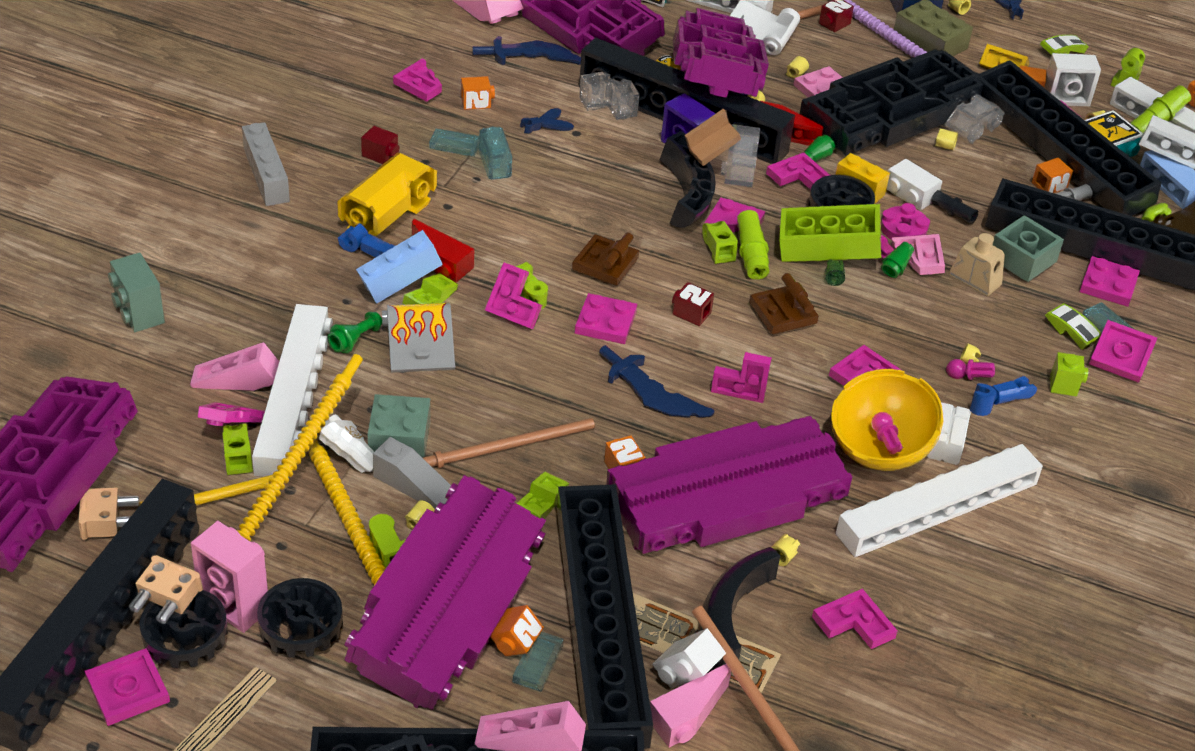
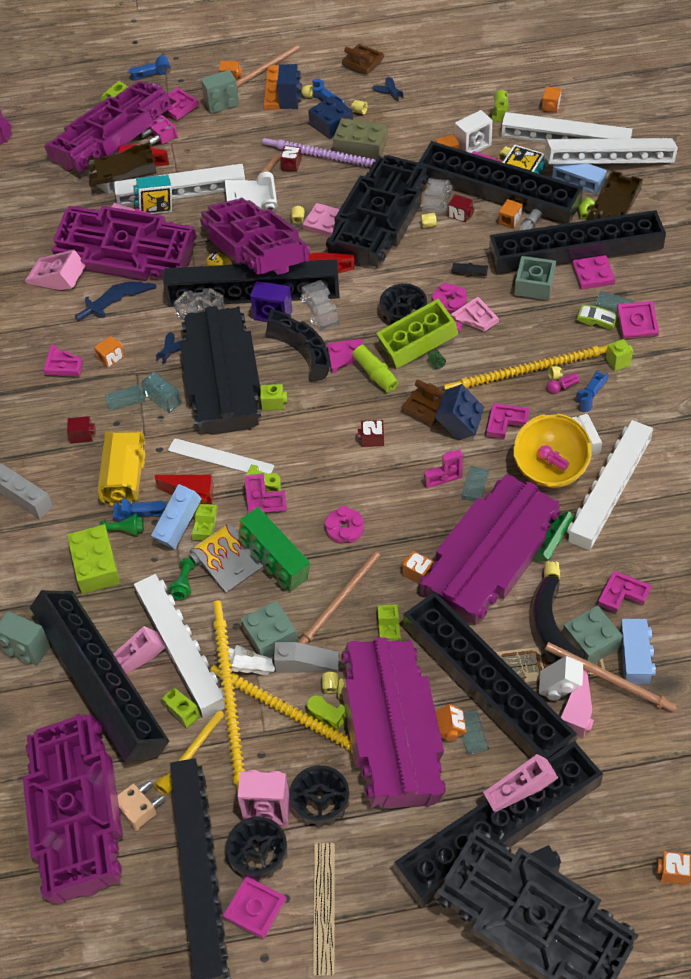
camera: 25 degrees left, 10 degrees up
(167, 586) = (231, 826): light nougat piece -> none
(177, 368) = (99, 676): none -> black brick
(220, 413) = (157, 688): dark pink wing -> none
(280, 263) = (93, 559): none -> lime brick
(350, 255) = (130, 525): none -> green piece
(470, 348) = (273, 549): none -> green brick
(502, 242) = (217, 456): none -> white sticker
(568, 371) = (341, 516): none -> dark pink plate
(576, 164) = (220, 370): none -> black piece
(606, 258) = (294, 431): reddish brown plate -> none
(606, 318) = (326, 474): dark pink plate -> none
(612, 216) = (273, 397): none -> lime brick
(649, 390) = (391, 509): dark blue sword -> none
(712, 138) = (300, 307): medium nougat panel -> none
(720, 241) = (352, 377): lime leg -> none
(773, 641) = (593, 635): none -> sand green brick
(774, 412) = (475, 483): none -> clear light blue tile
(796, 168) = (359, 293): dark pink plate -> none
(811, 329) = (460, 412): none -> dark blue brick
(816, 690) = (637, 651): none -> light blue brick
(817, 515) = (554, 536): none -> green plate
(820, 148) = (359, 271): green cone -> none
(849, 312) = (595, 351): none -> yellow hose
(863, 170) = (402, 275): yellow brick -> none
(896, 262) = (467, 331): green cone -> none
(913, 184) = (434, 266): white brick -> none
(980, 264) = (517, 305): tan torso -> none
(994, 144) = (460, 208): none -> dark red brick
(995, 56) = (418, 139): yellow panel -> none
(1064, 44) = (445, 106): slope -> none
(1163, 107) = (544, 129): lime piece -> none

